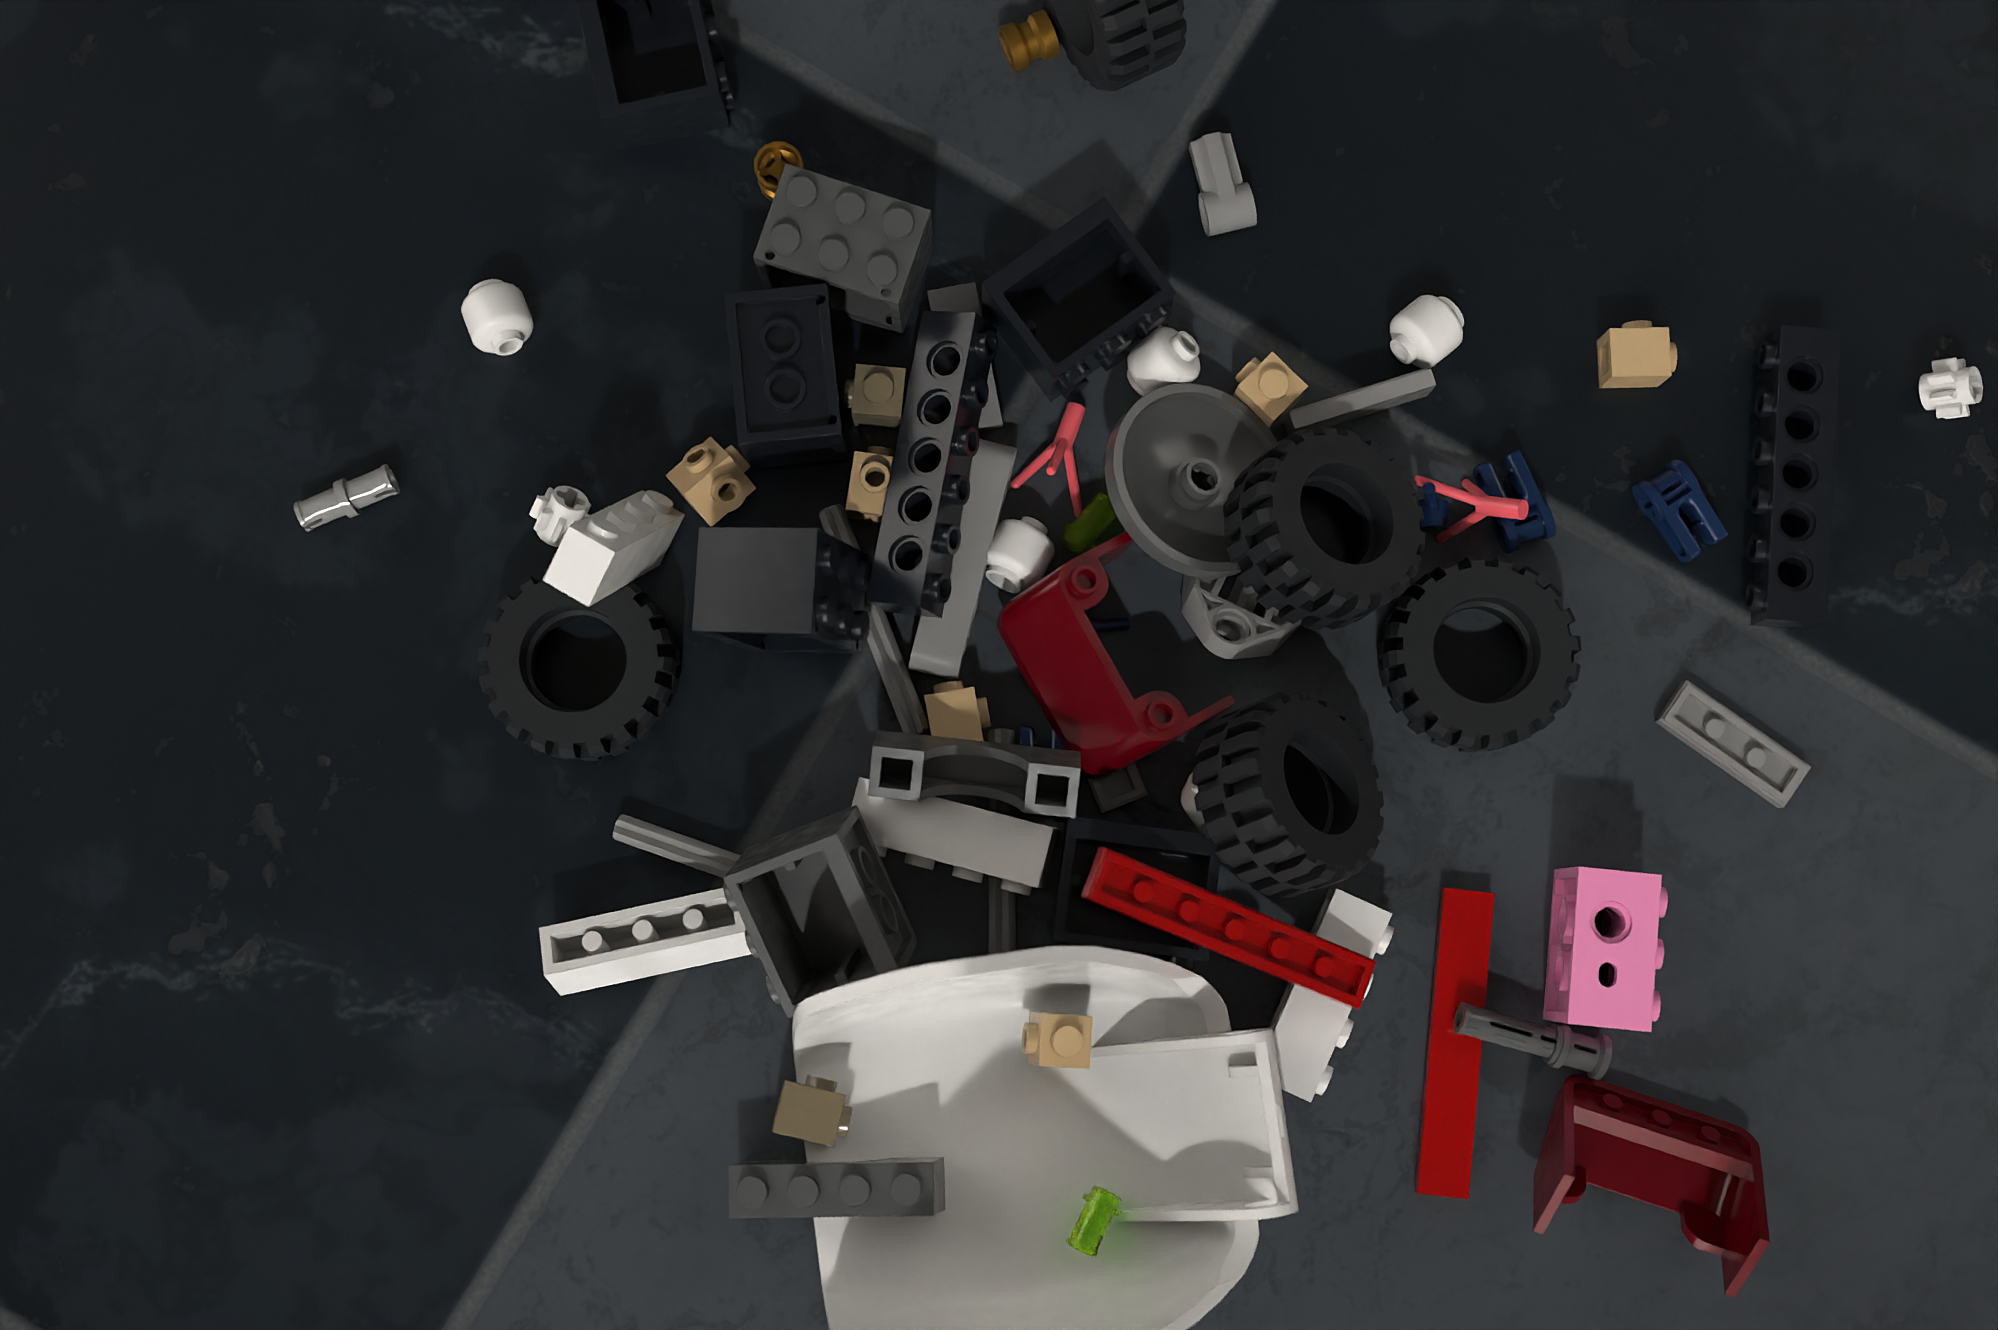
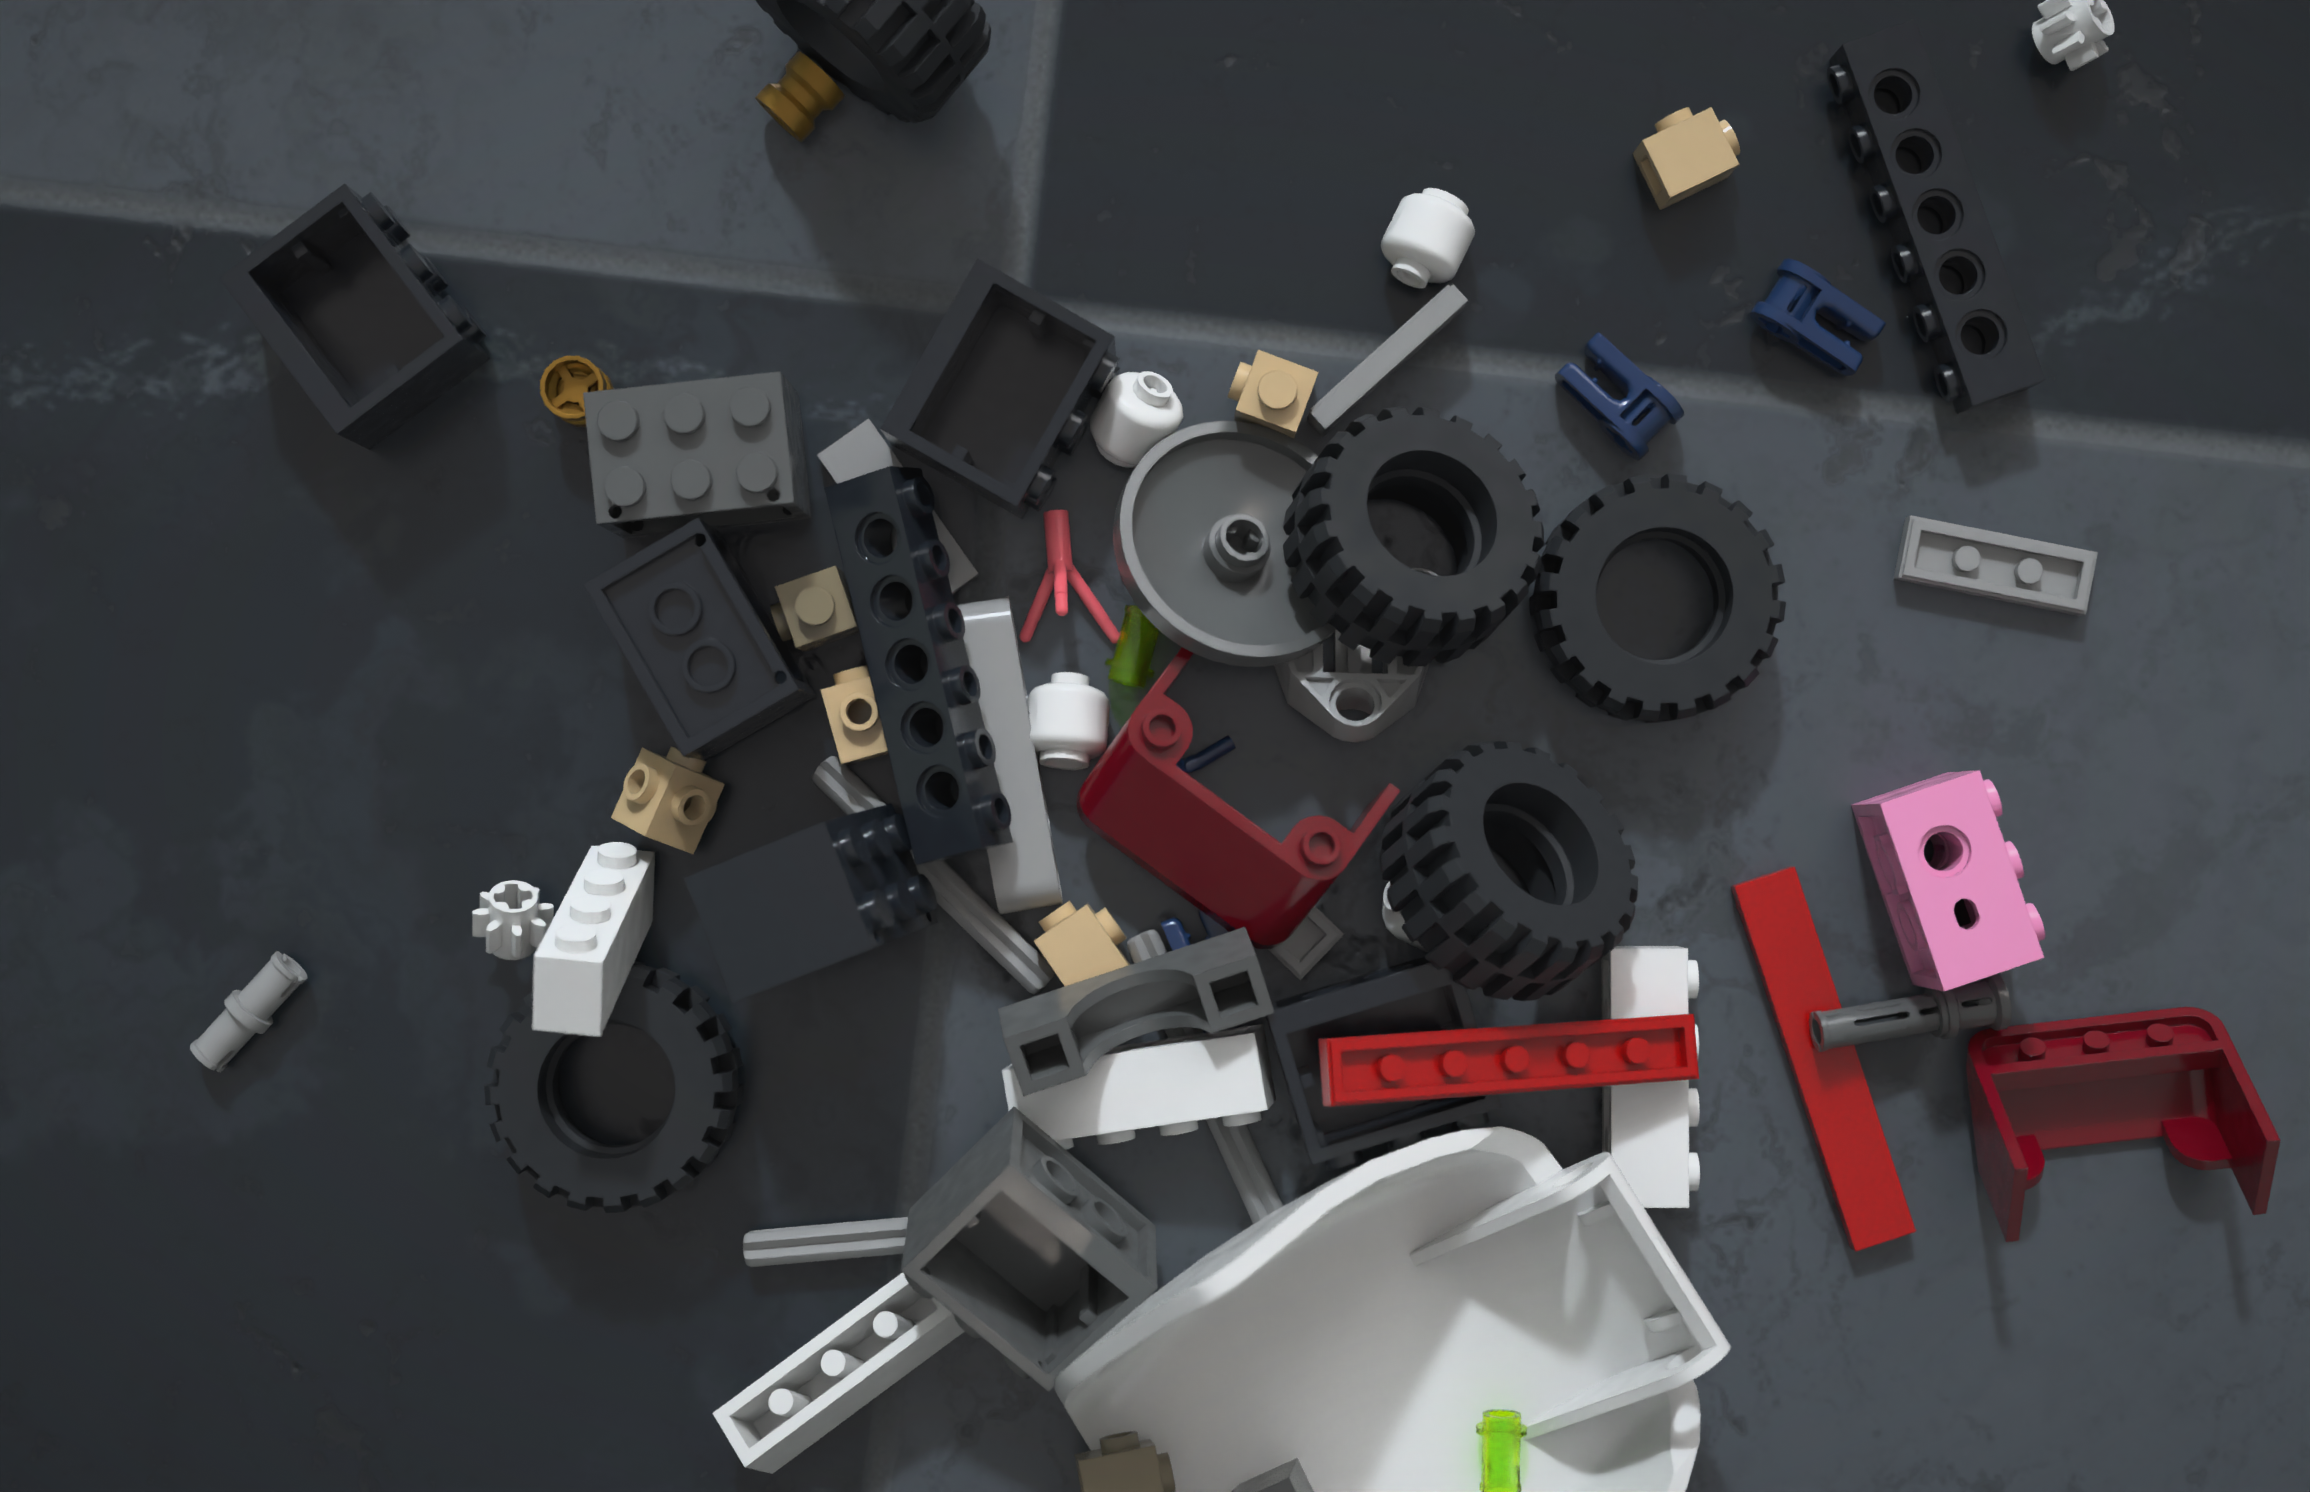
camera: 20 degrees left, 5 degrees up
(497, 317) = (323, 718): white head -> none
(1058, 1040) = (1368, 1269): tan brick -> none
(1223, 198) = (1117, 182): light grey piece -> none
(1434, 509) = (1528, 449): dark blue hand -> none
(1484, 505) = (1585, 417): coral plant -> none

